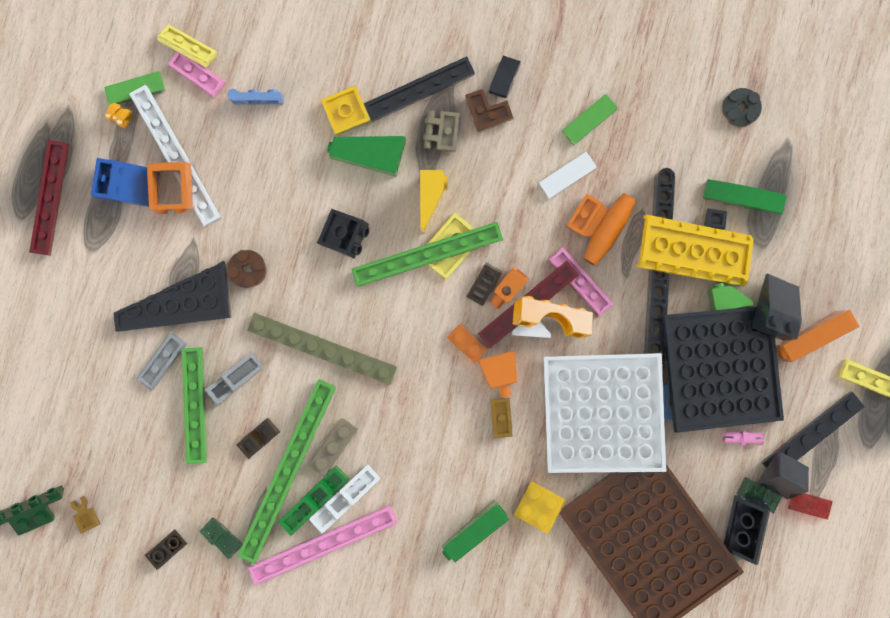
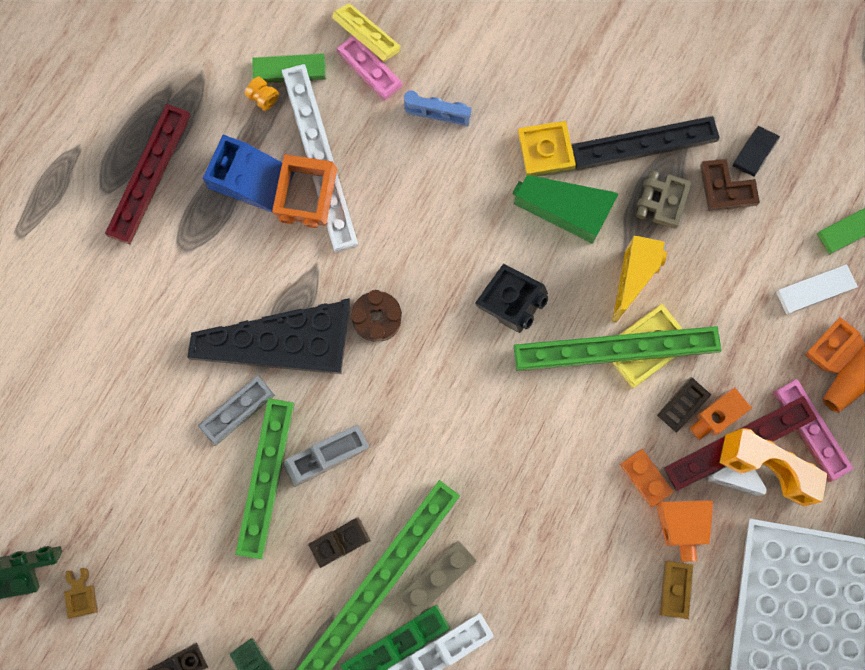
camera: 10 degrees right, 10 degrees down
(322, 348) = (453, 442): olive plate -> none

